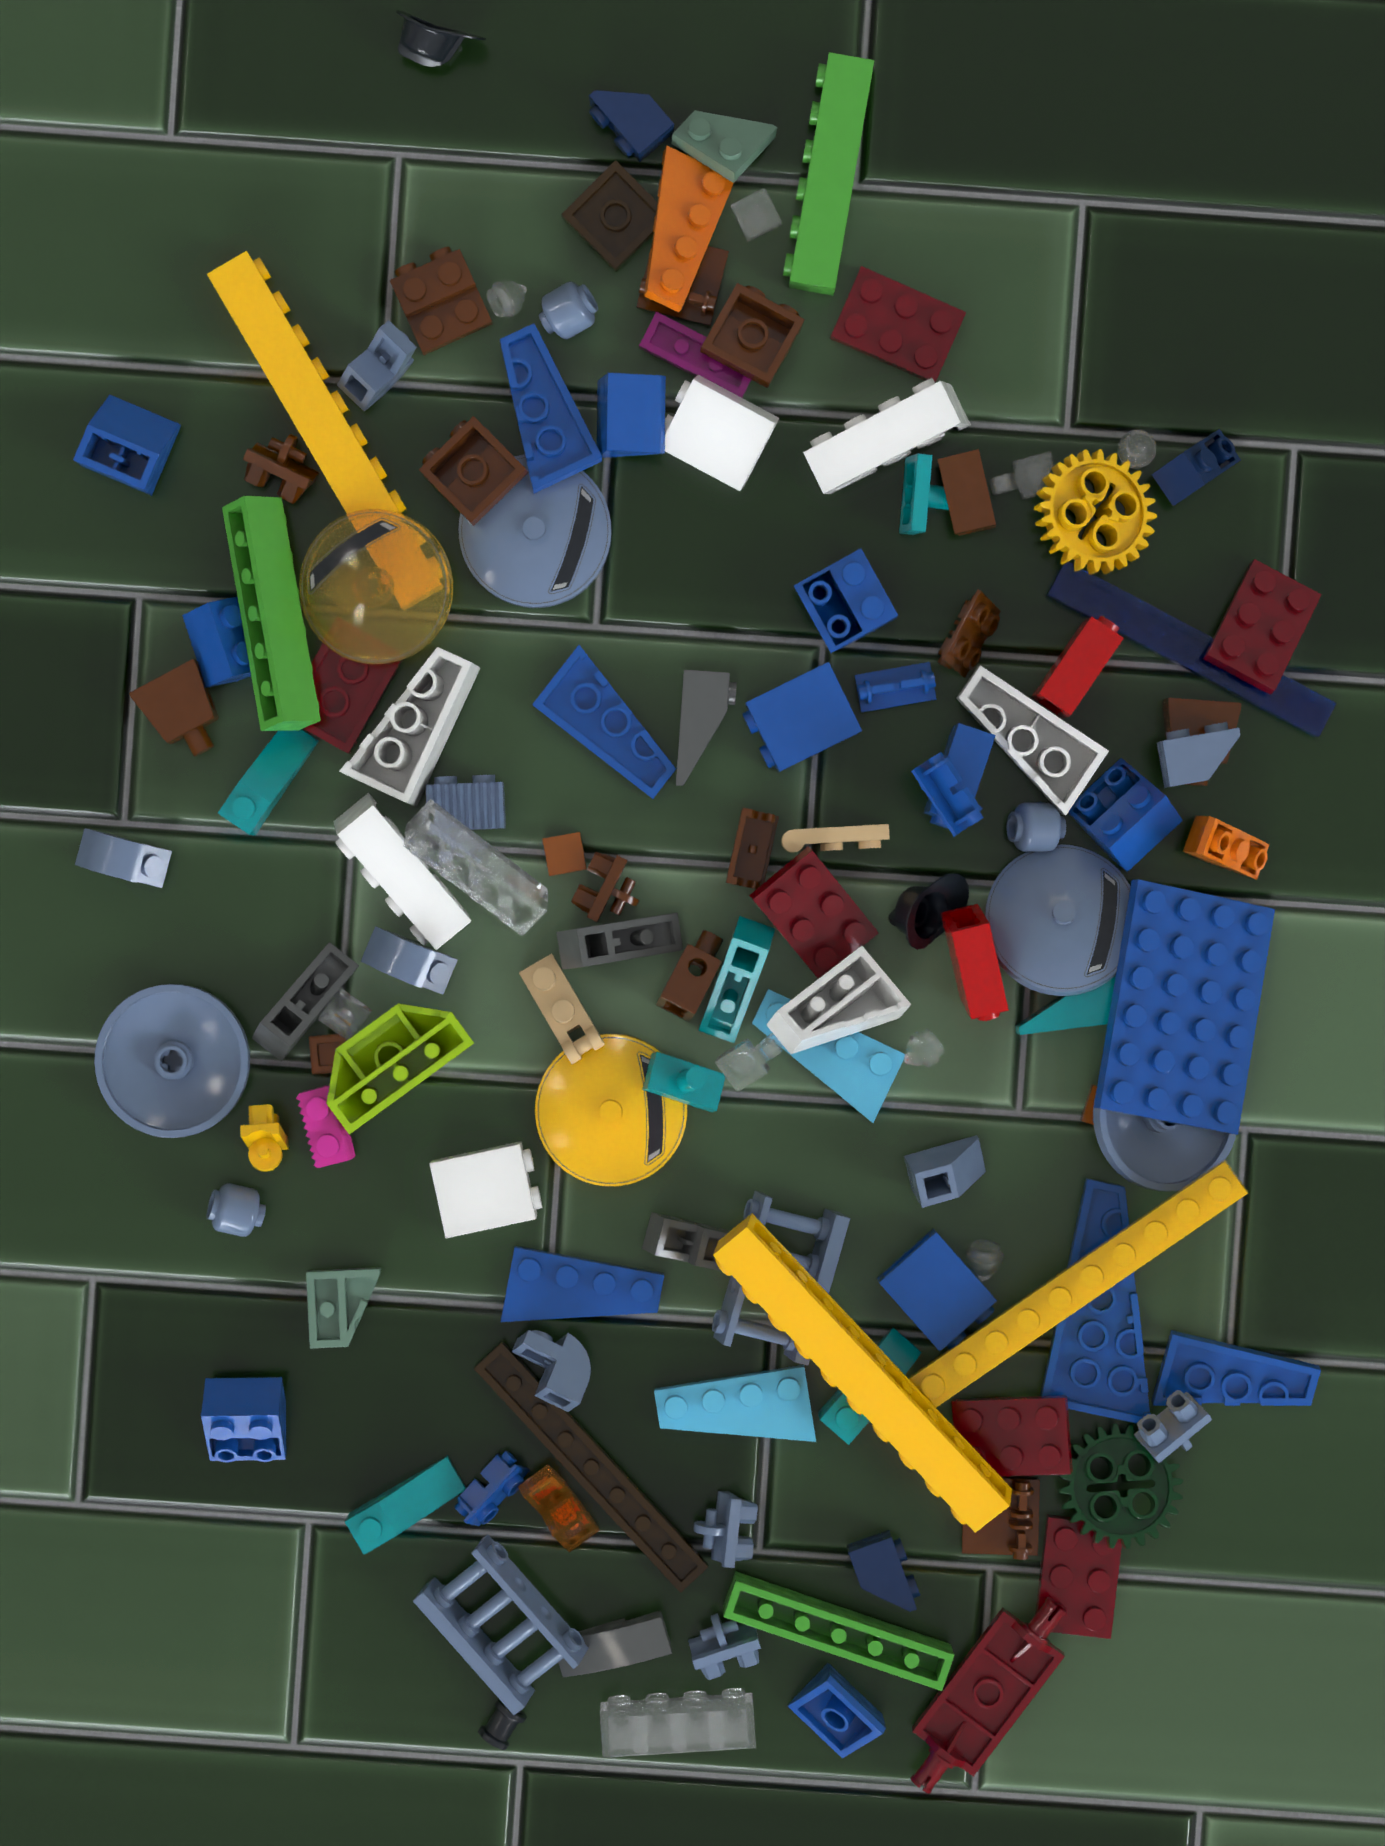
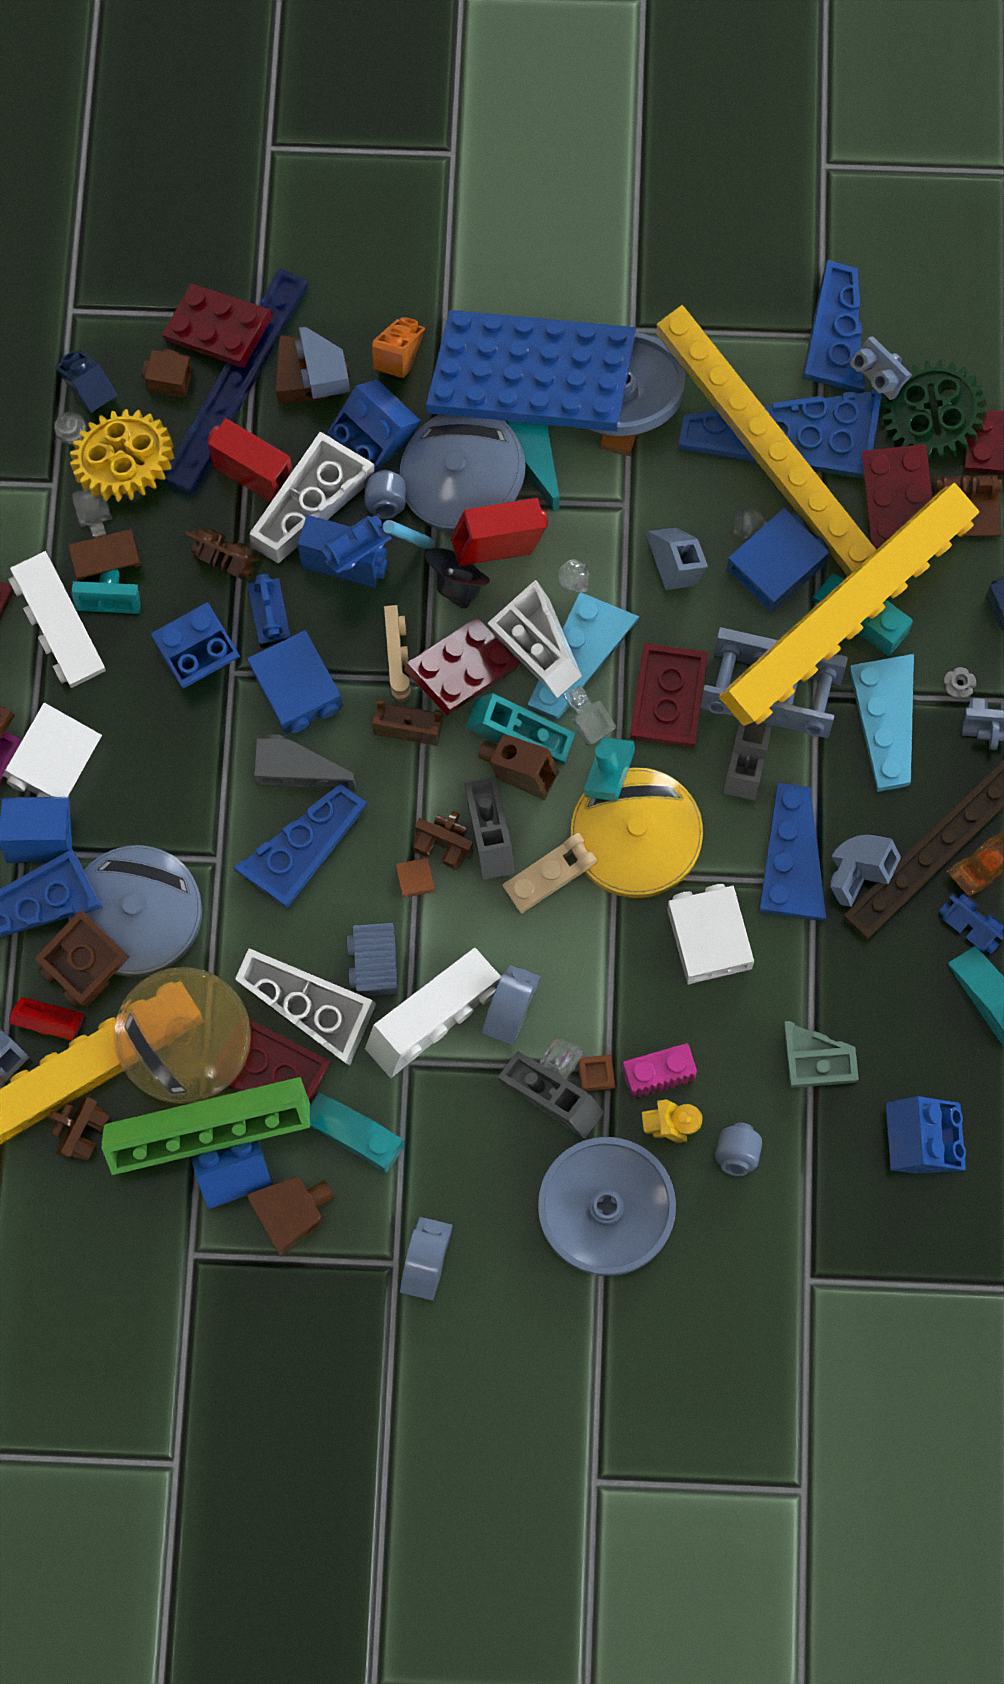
camera: 90 degrees left, 15 degrees down
(127, 444) = (56, 1262): blue slope -> none
(391, 1060) = (598, 1010): lime wedge -> none
(408, 430) = (46, 1018): none -> red plate
(476, 867) = (427, 941): clear brick -> none
(772, 1485) = (959, 691): none -> light grey plate
(774, 1154) = (669, 695): none -> dark red plate
(972, 854) = (408, 534): none -> medium azure bar
(1203, 566) = (167, 373): none -> reddish brown brick

